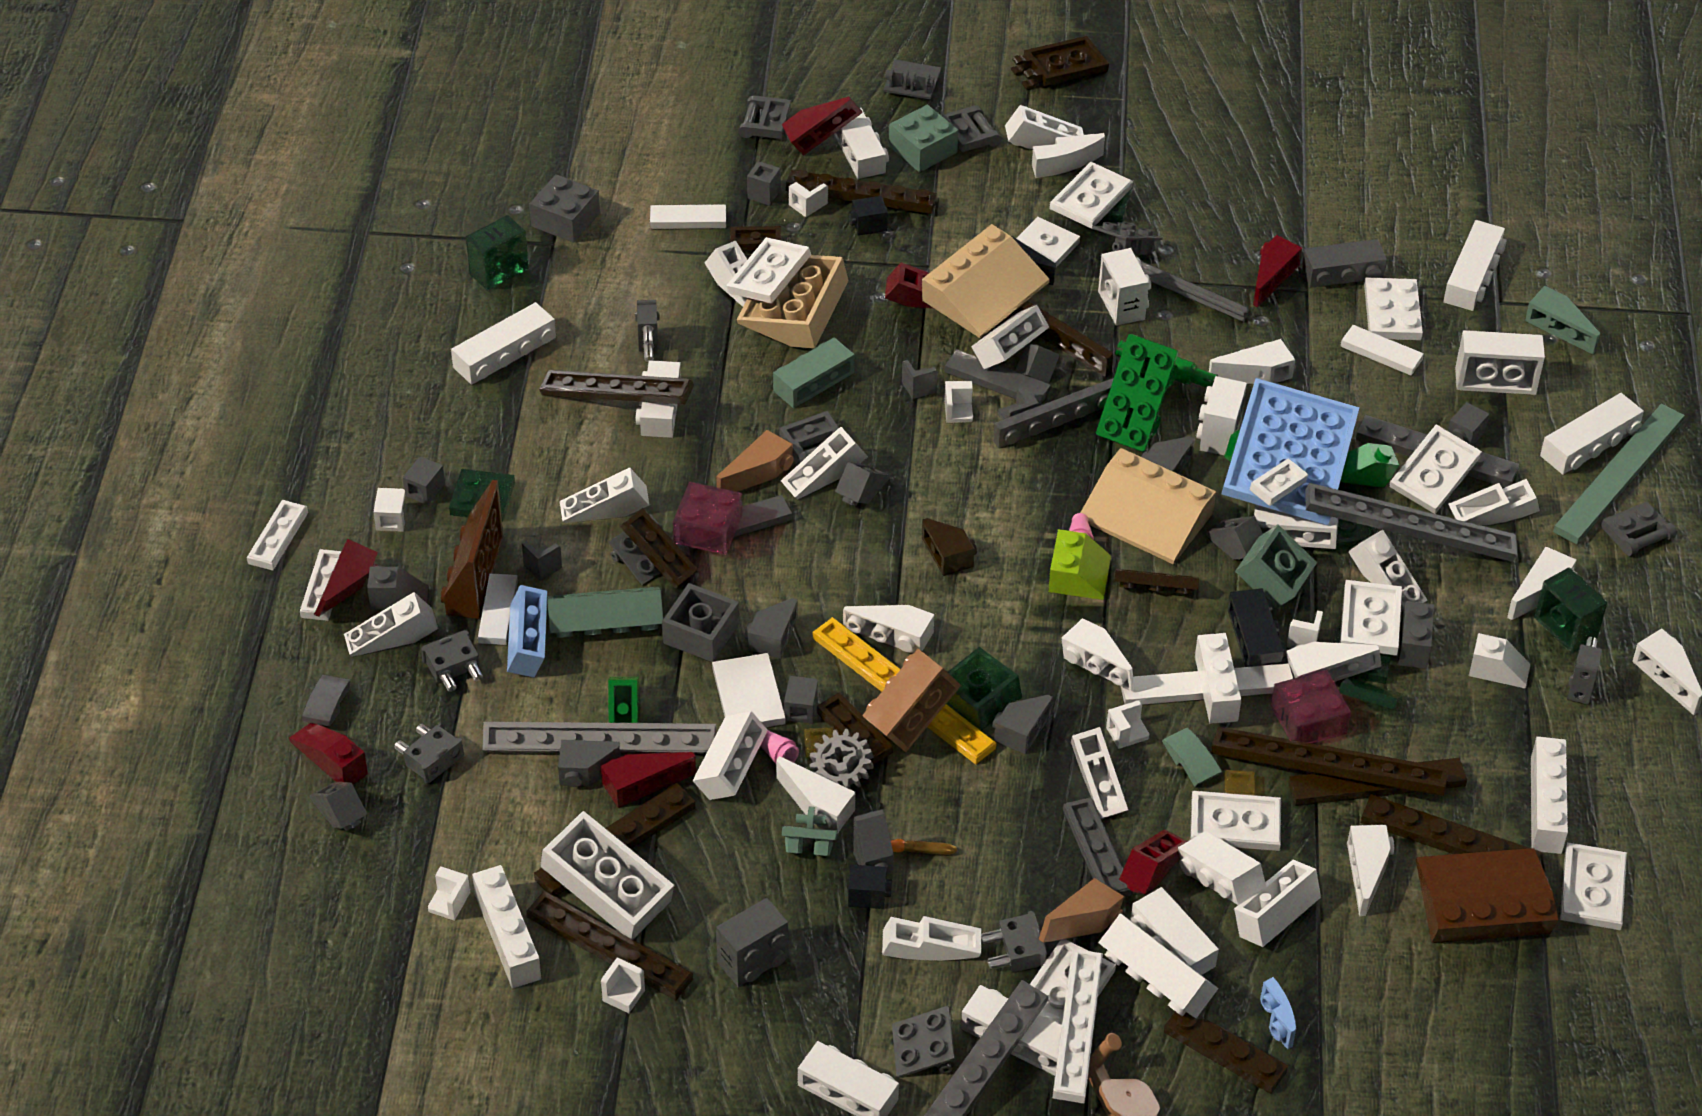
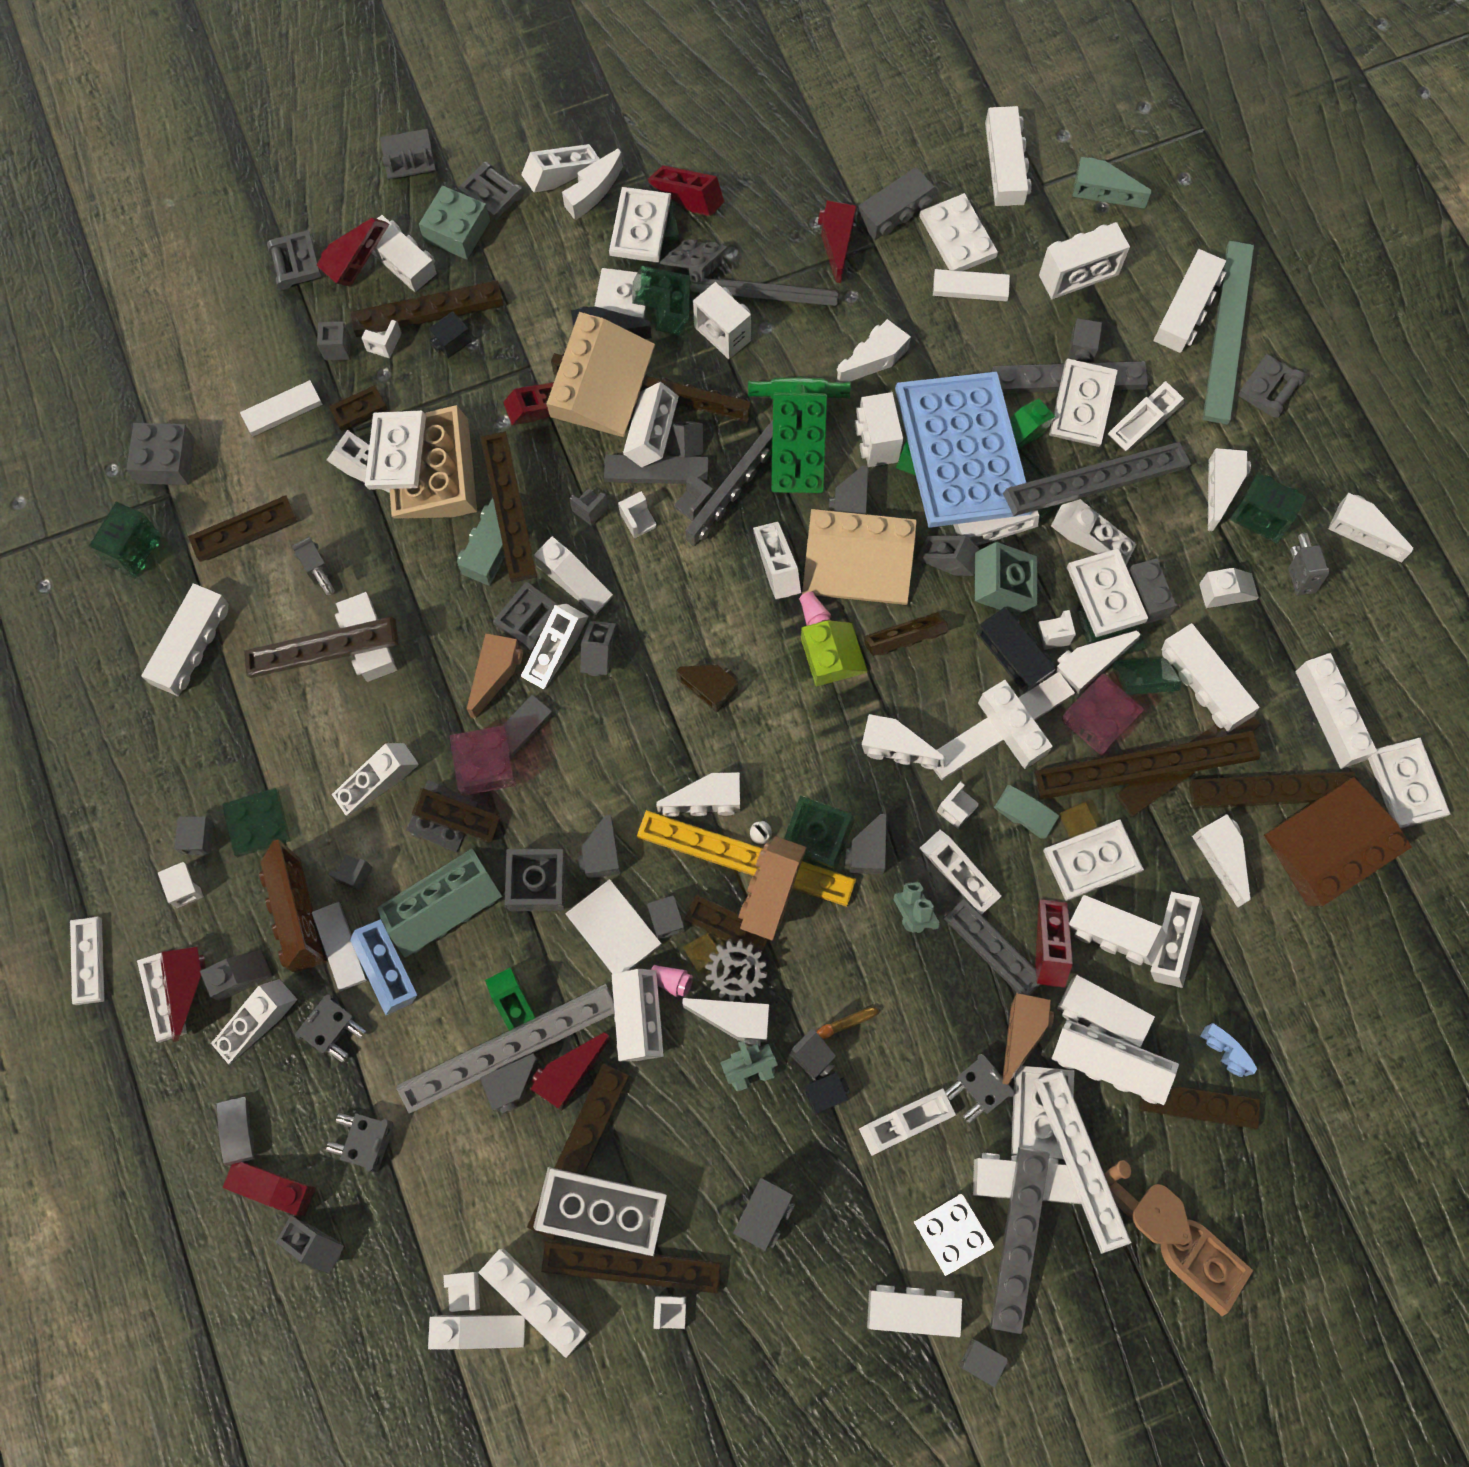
camera: 25 degrees left, 25 degrees up
(439, 926) = (476, 1331): none -> white slope
(601, 285) = (242, 528): none -> dark brown plate
(843, 345) = (508, 507): none -> dark brown plate
(871, 422) = (572, 575): none -> white slope
(1037, 782) = (915, 909): none -> sand green hips
(1059, 62) = (533, 76): dark brown tile -> none
(1067, 483) = (777, 560): none -> white slope
(1081, 248) = (666, 293): none -> clear green brick
(1155, 188) = (691, 189): none -> dark red slope
(1278, 482) = (977, 497): white plate -> none
(1433, 719) = (1209, 678): none -> white brick

